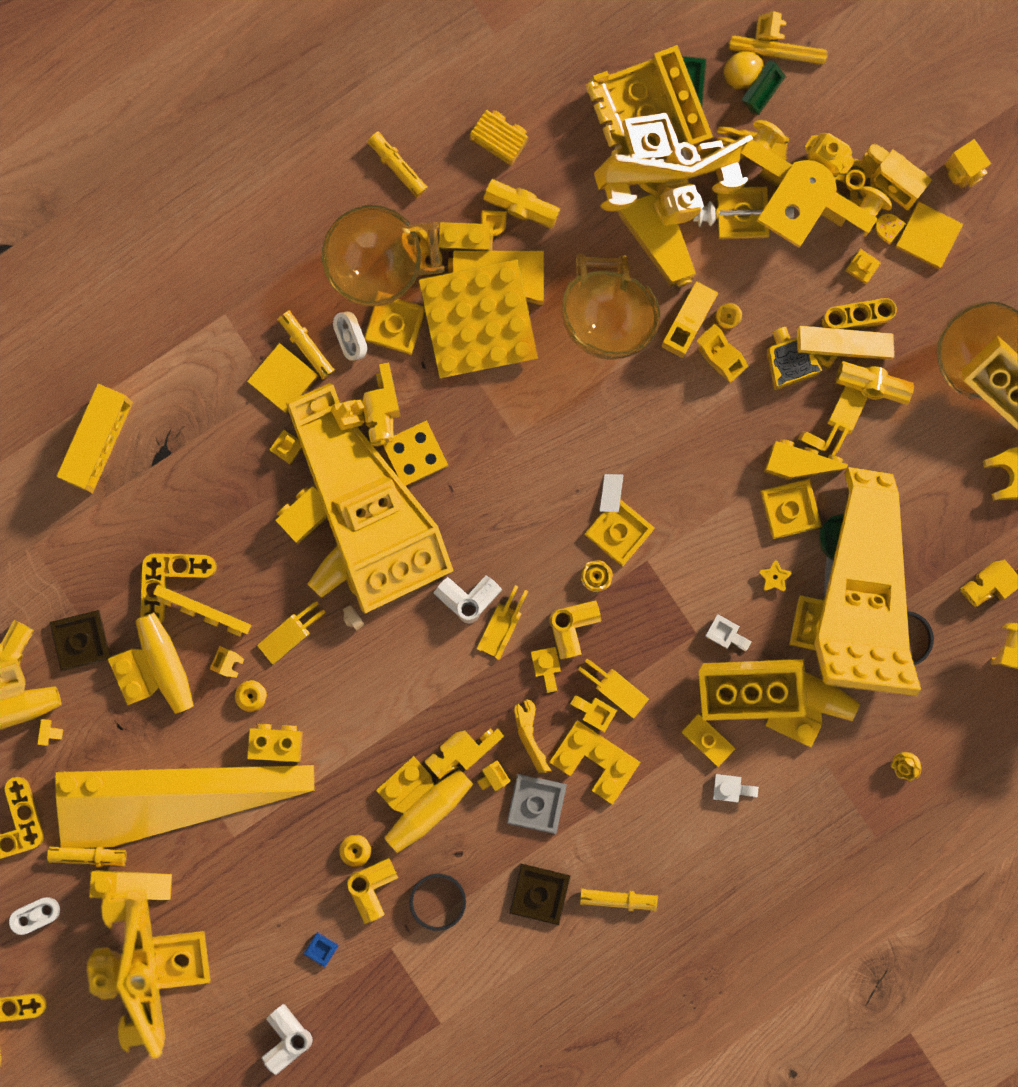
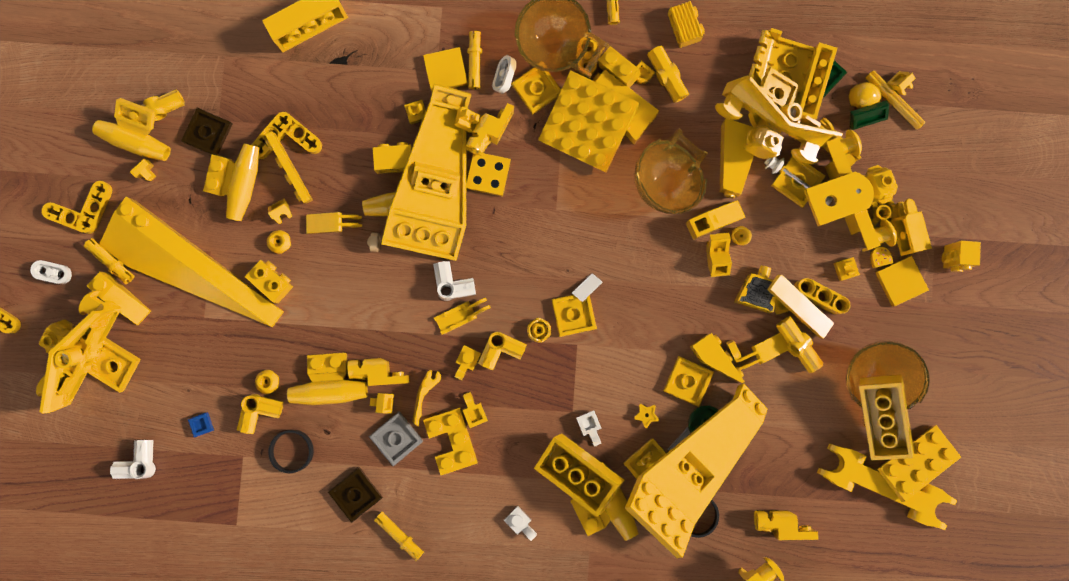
camera: 45 degrees right, 0 degrees up
(618, 690) = (498, 409): yellow arm -> none
(708, 740) = (528, 482): yellow plate -> none

